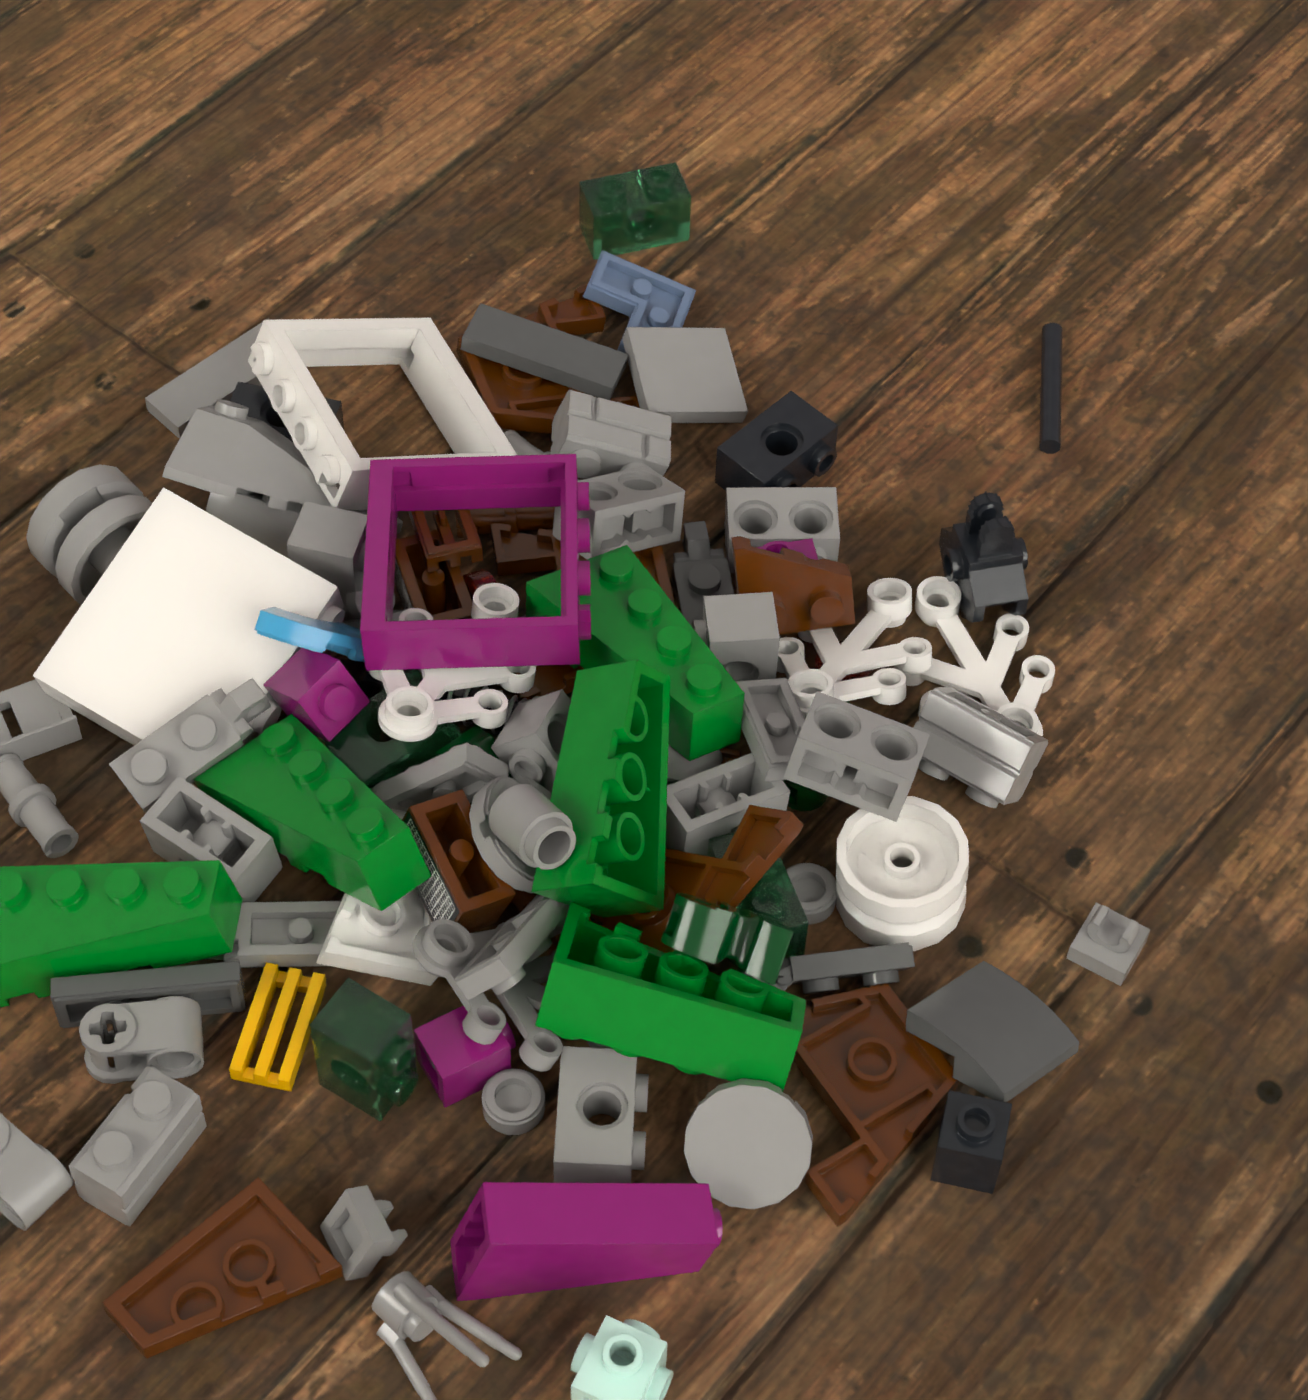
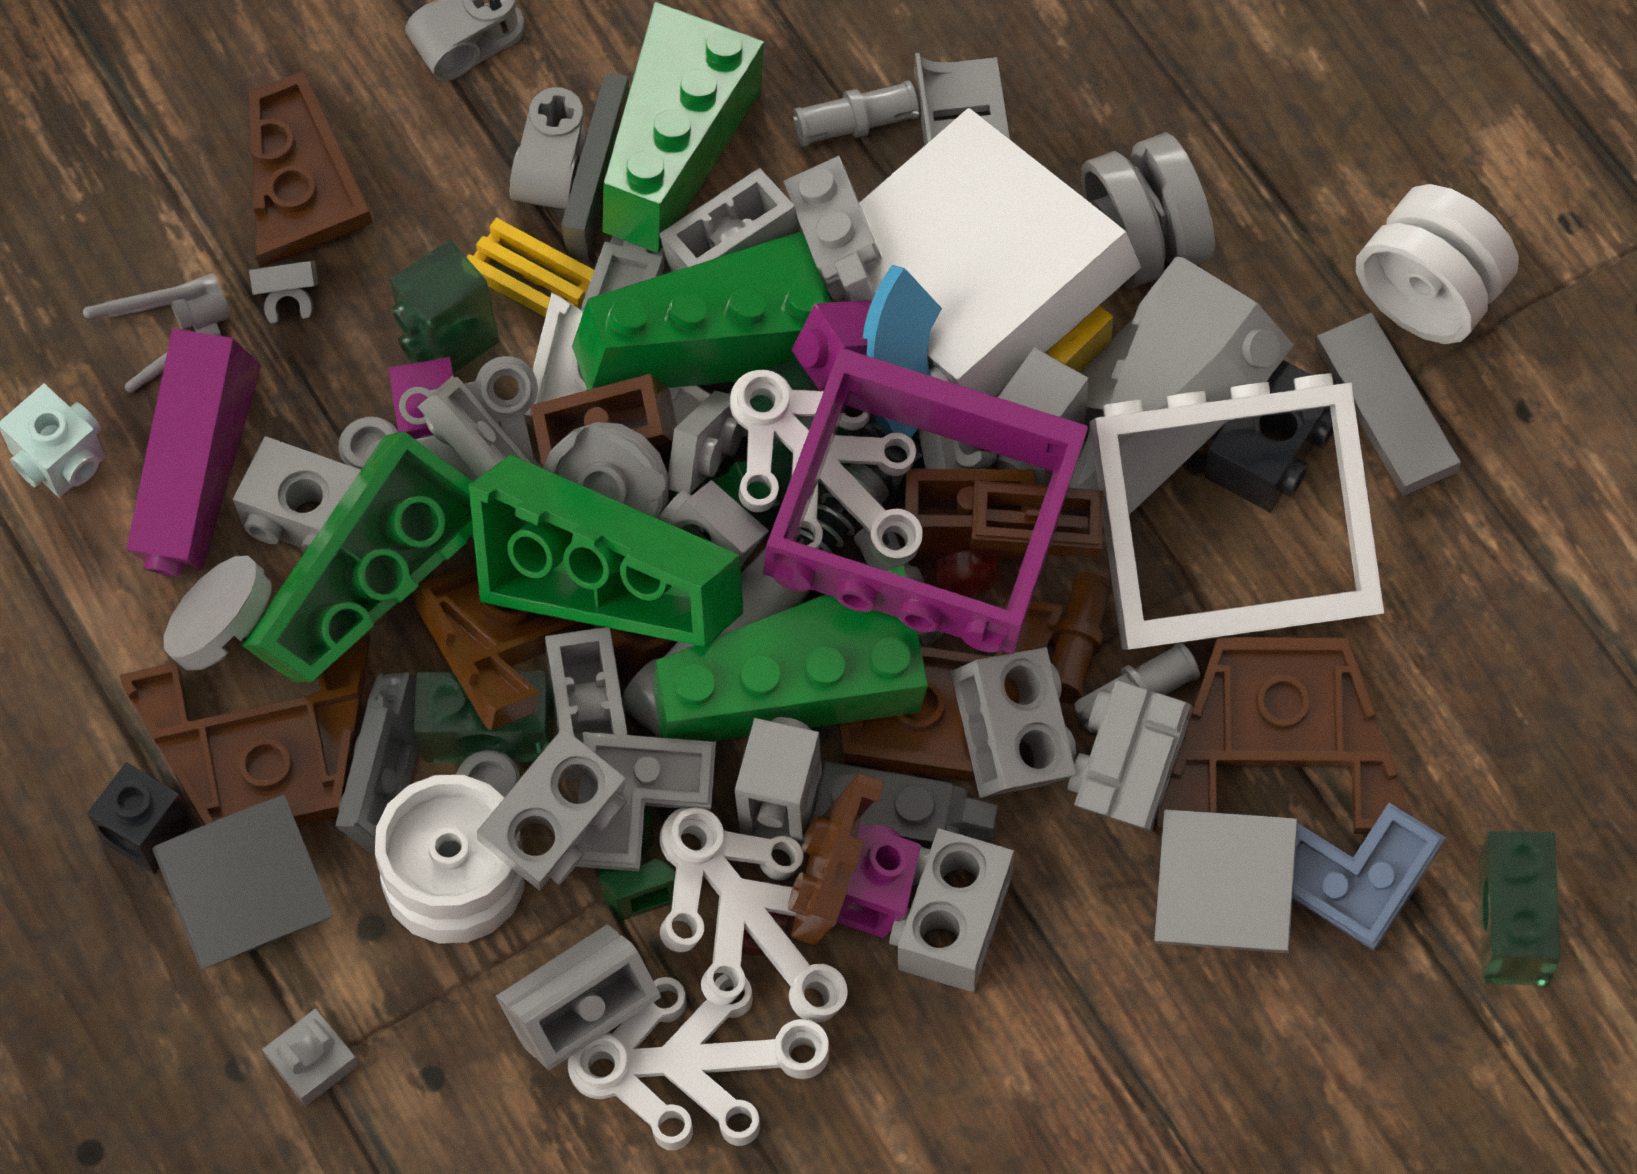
camera: 115 degrees right, 10 degrees up
(101, 341) = (1437, 264): none -> white wheel
(138, 1146) = (441, 125): light grey brick -> none
(532, 827) = (558, 453): light grey brick -> none
(544, 351) = (1292, 723): dark grey tile -> none
(721, 931) = (412, 602): dark green leg -> none
(778, 447) = (1068, 907): black brick -> none
(985, 560) = (815, 1101): black hinge -> none

